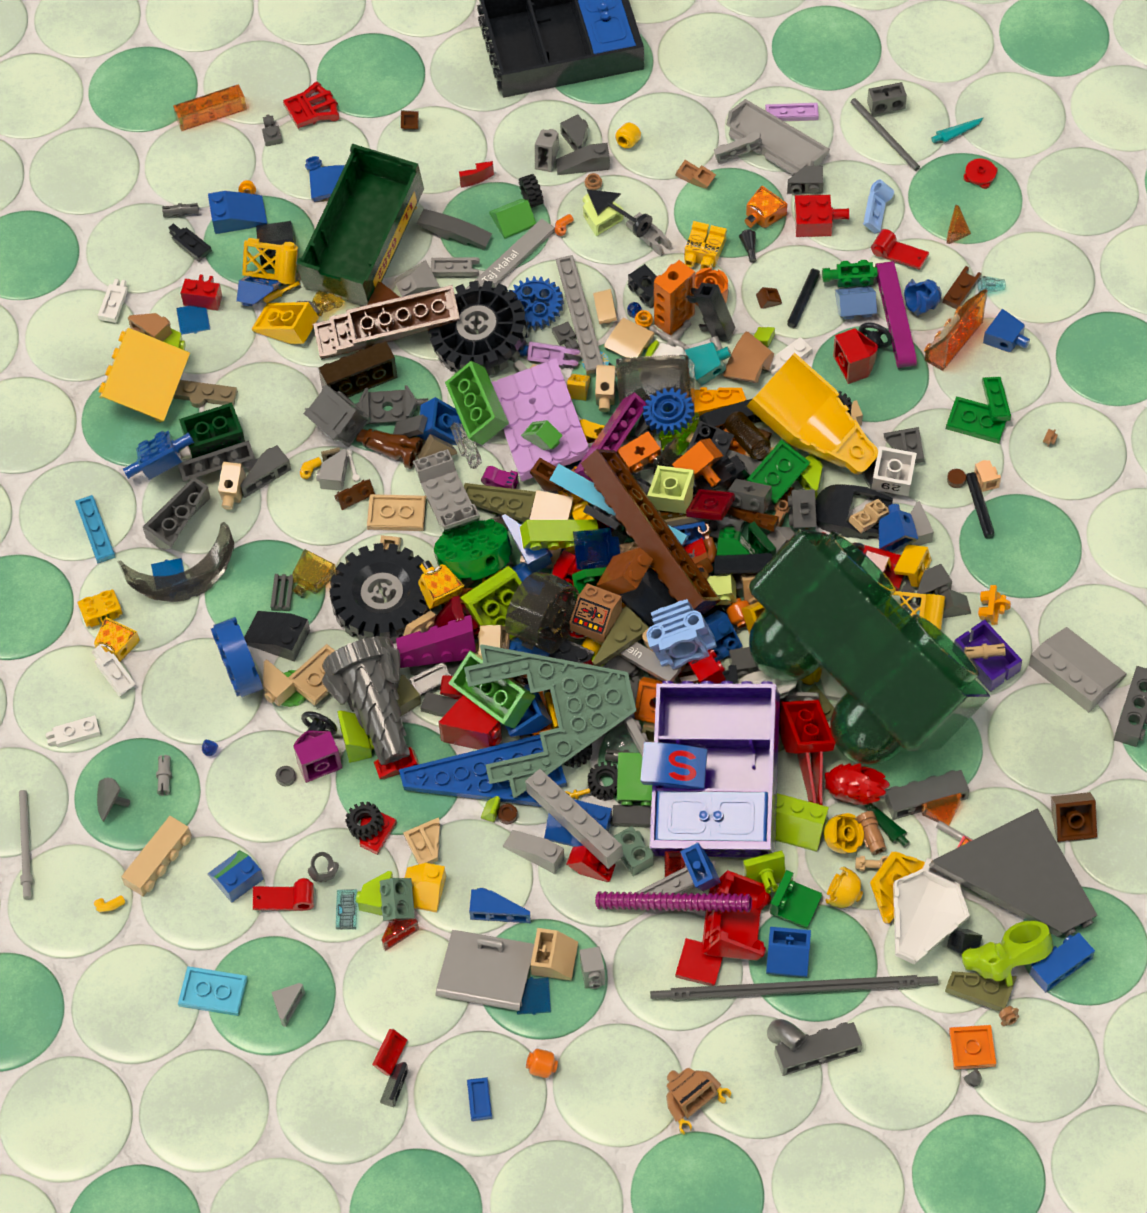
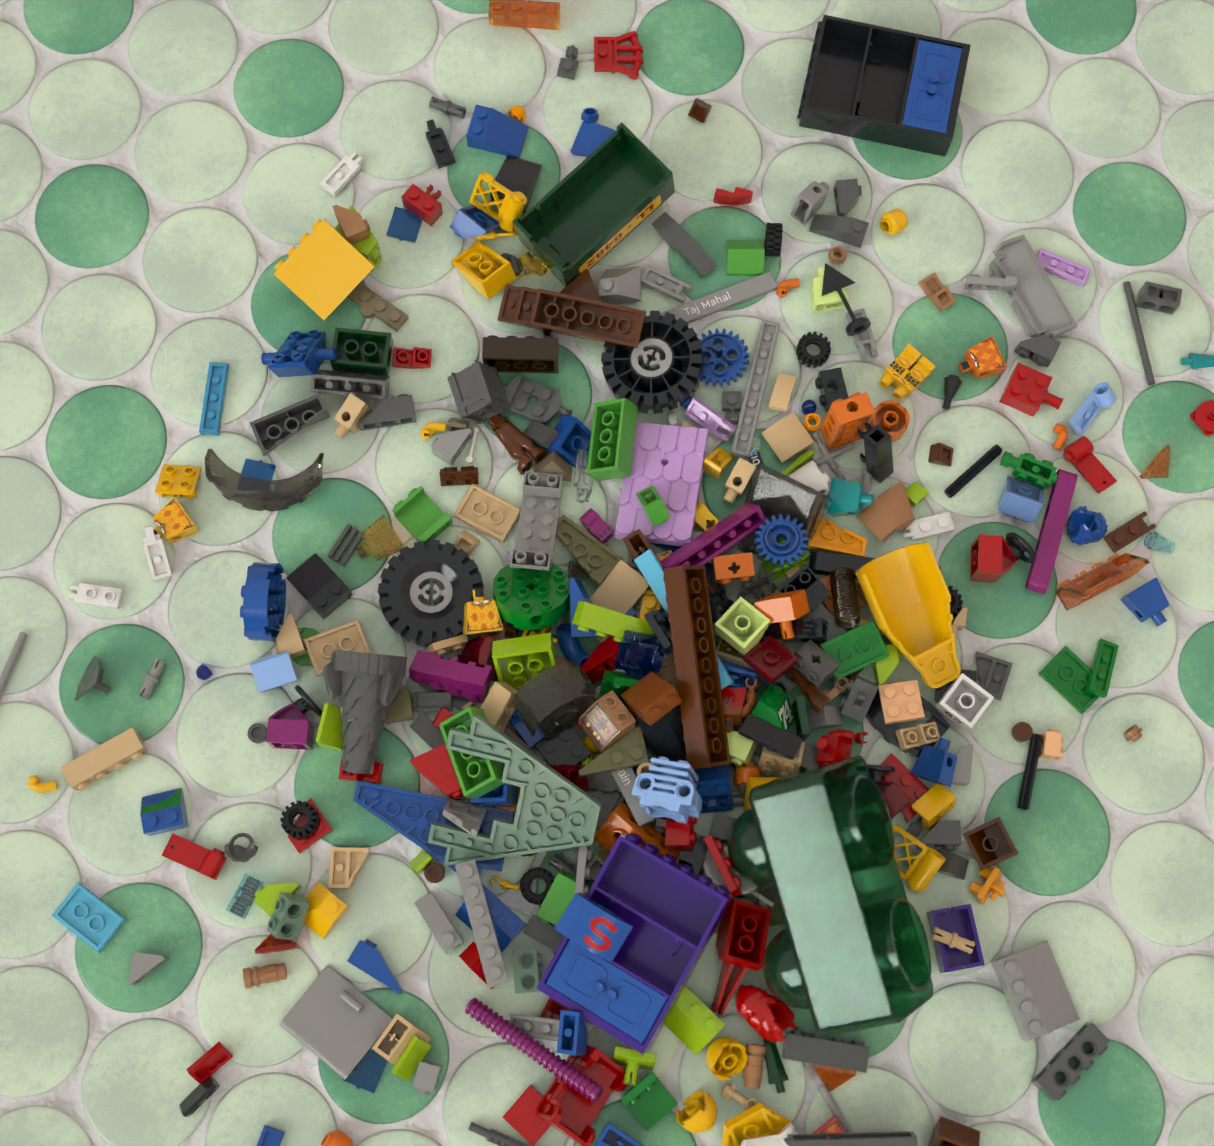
camera: 20 degrees right, 15 degrees up
(260, 420) = (411, 358): none -> red slope
(276, 714) = (274, 672): none -> light blue slope
(337, 539) = (421, 516): none -> bright green panel
(403, 958) = (264, 974): none -> medium nougat axle
(510, 748) = (465, 815): none -> light grey wing
(569, 961) = (411, 1058): none -> lime tile
(613, 271) = (811, 359): none -> black tyre
(743, 635) = (738, 800): none -> dark grey hand
(757, 673) = (724, 865): none -> red wing
(840, 496) = (901, 702): none -> light nougat plate
(864, 240) = (1062, 436): none -> orange arm
(977, 569) = (990, 843): none -> reddish brown slope

